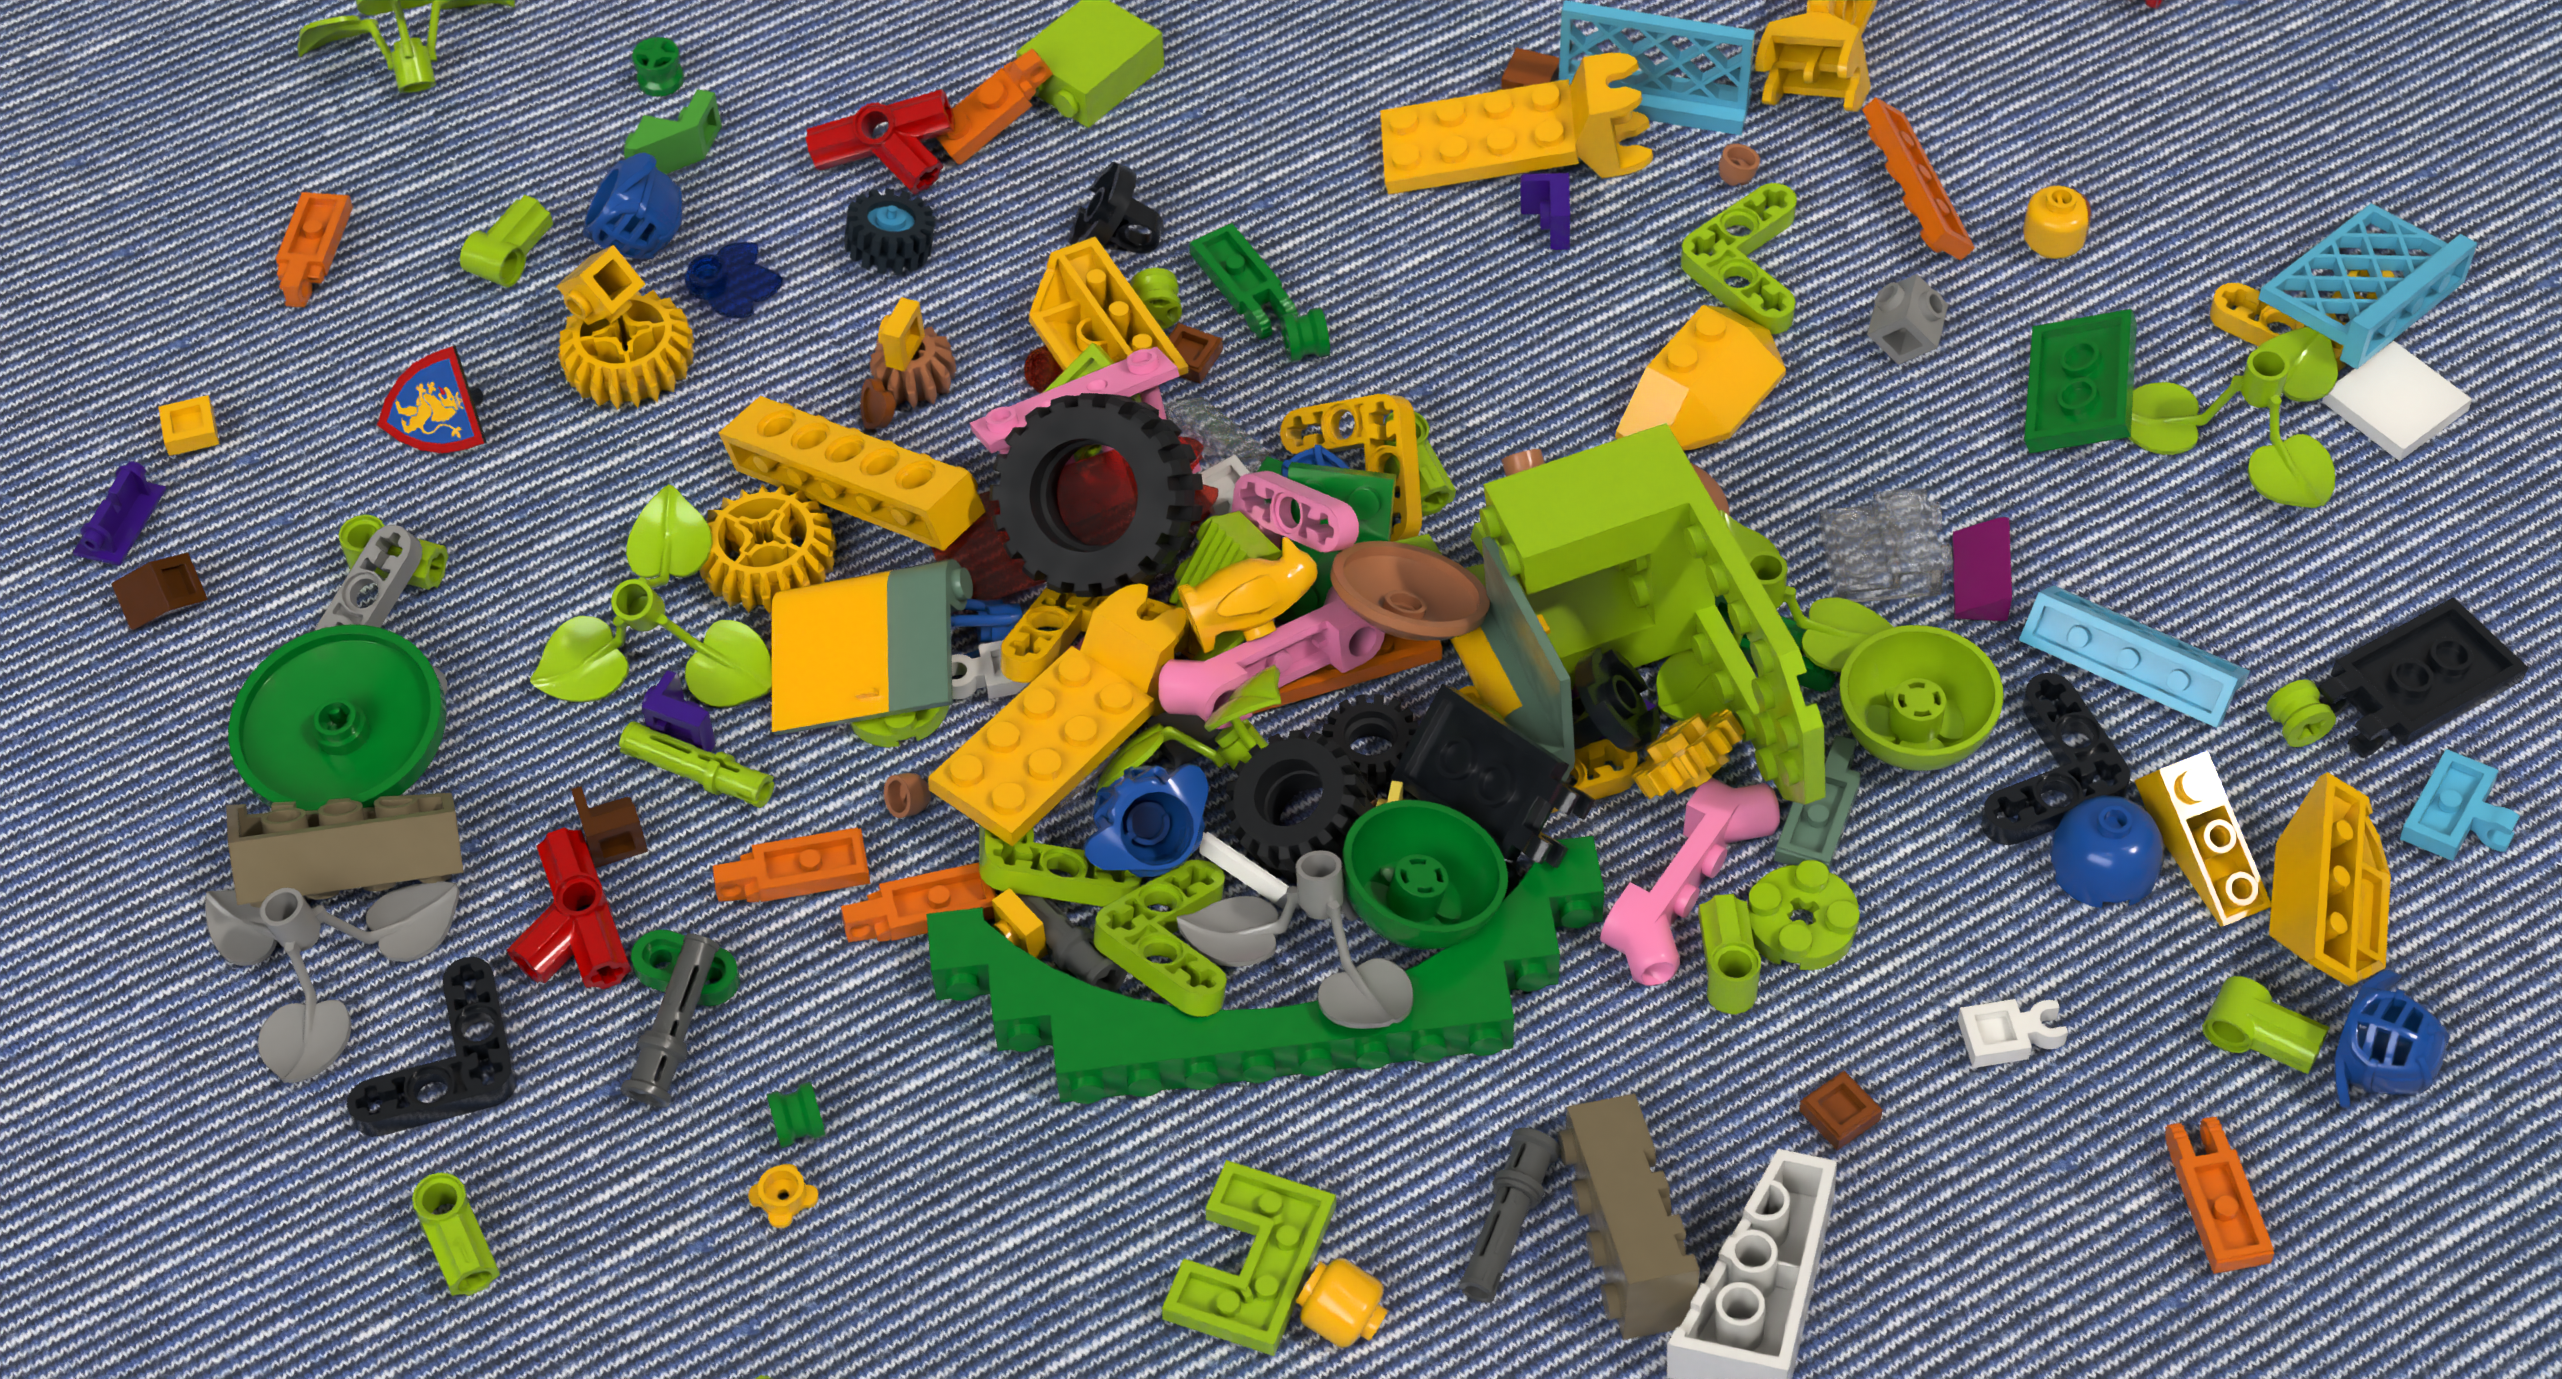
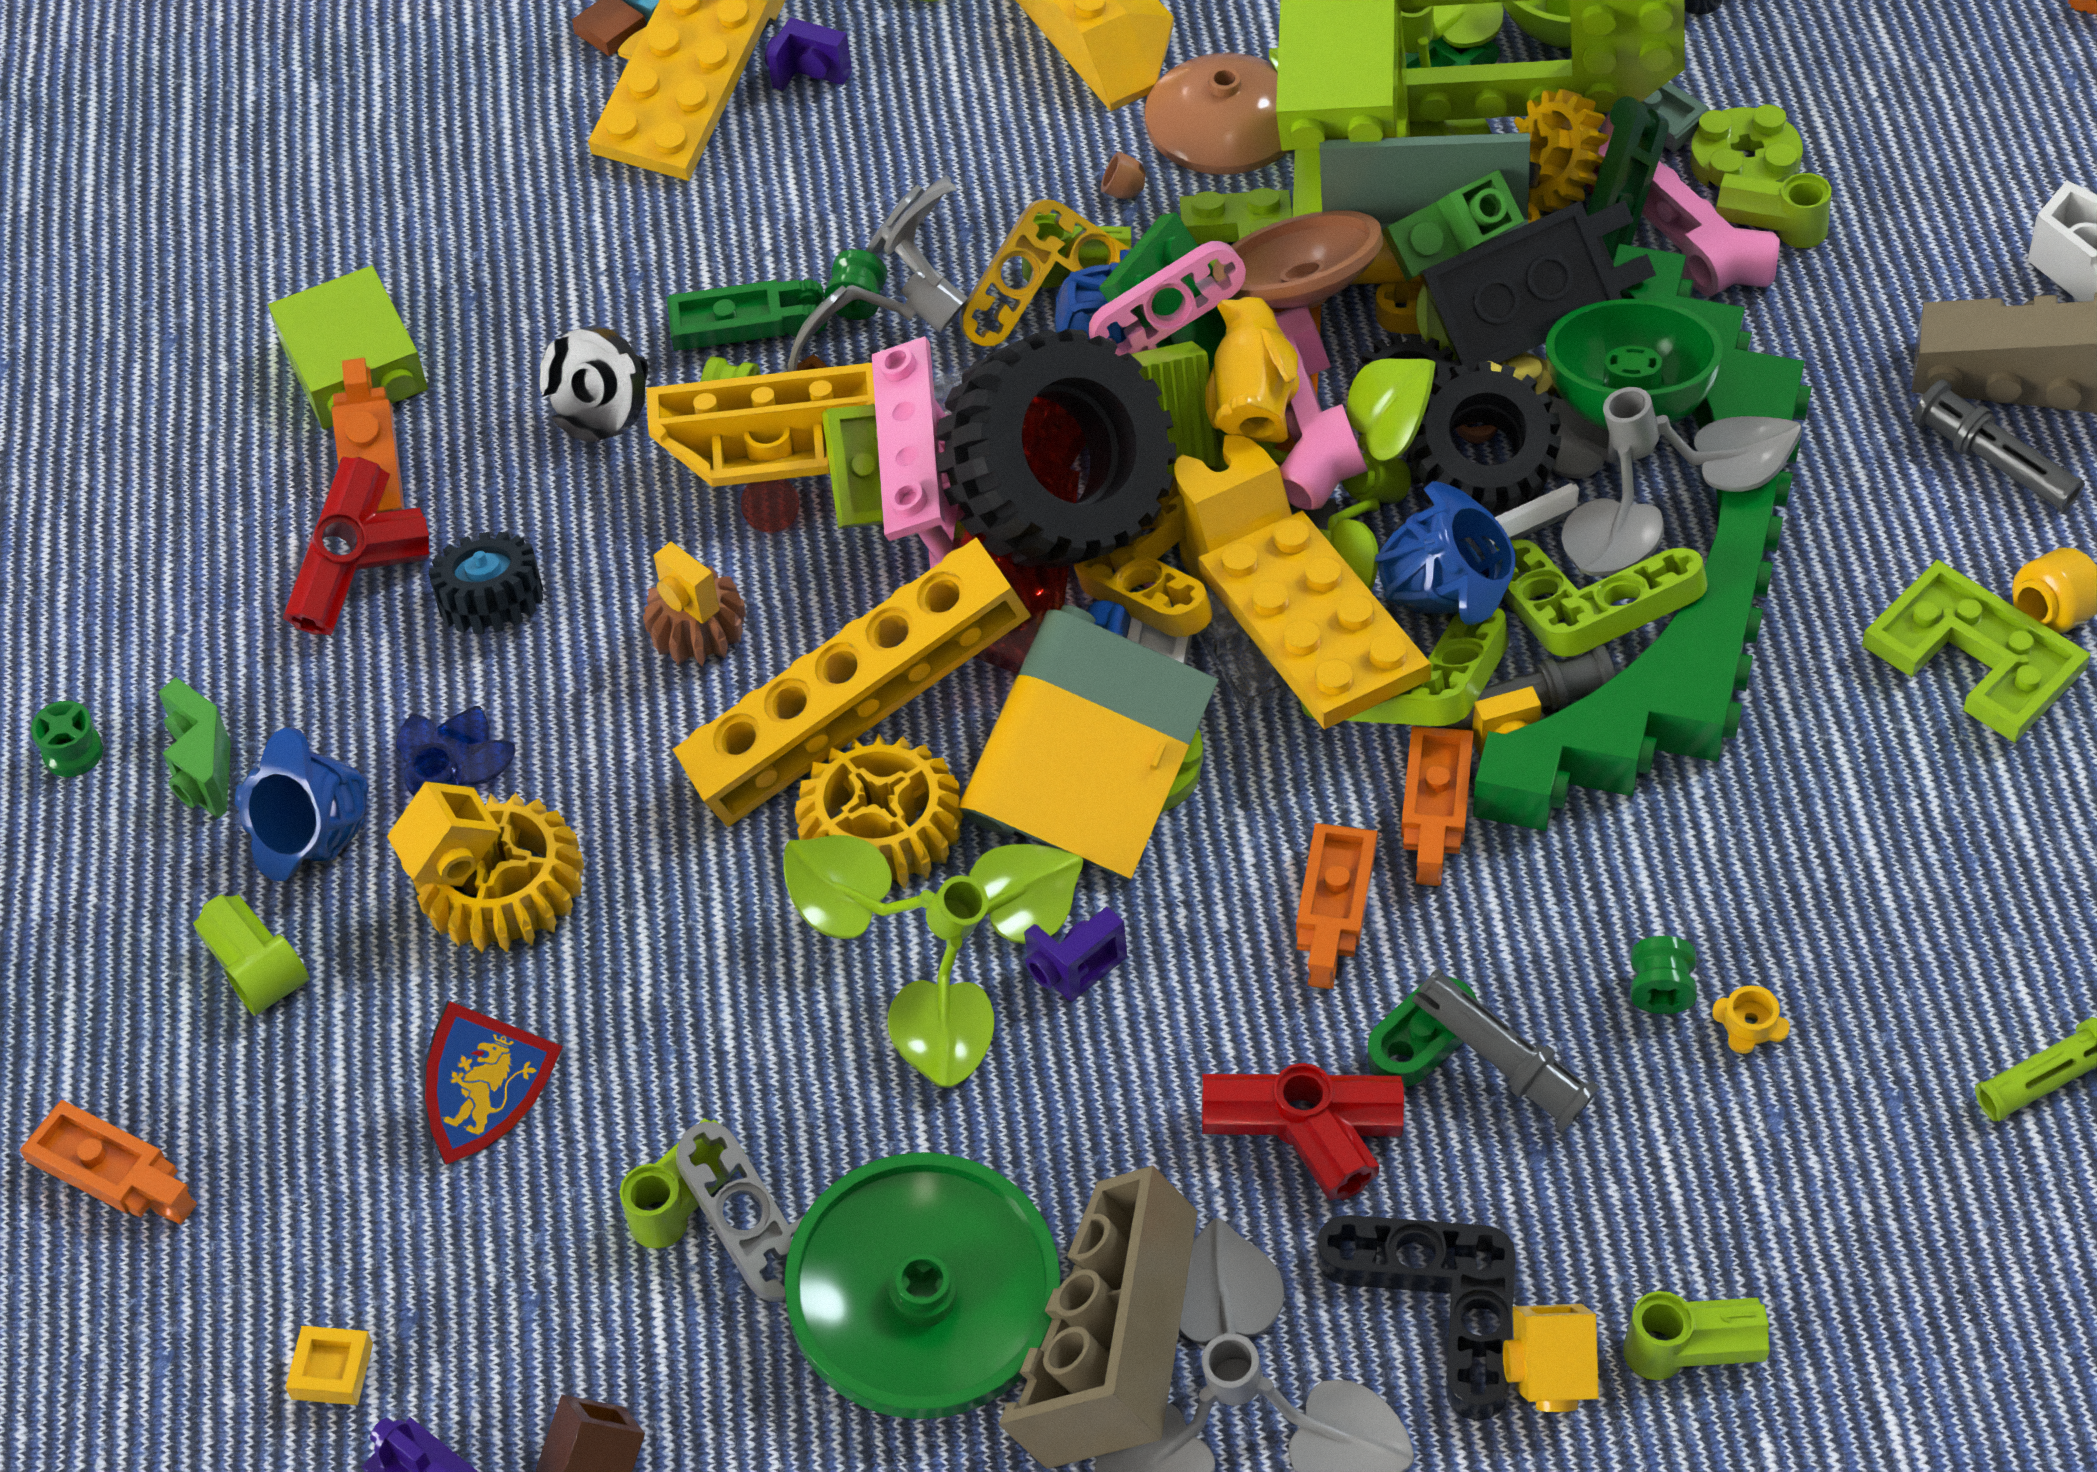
camera: 65 degrees left, 0 degrees up
(395, 1137) = (1553, 1355): none -> yellow brick
(610, 829) = (1180, 1059): reddish brown panel -> none
(716, 772) = (1165, 940): lime pin -> none
(876, 405) = (731, 663): dark orange piece -> none
(906, 794) = (1295, 772): nougat hinge -> none
(1294, 375) = (926, 290): none -> light grey plant
(1499, 684) = (1453, 224): none -> bright green slope
(1663, 812) = (1628, 165): none -> dark green plate
(1840, 1110) = (1965, 195): dark orange tile -> none
(2002, 1034) = (1933, 59): white plate -> none

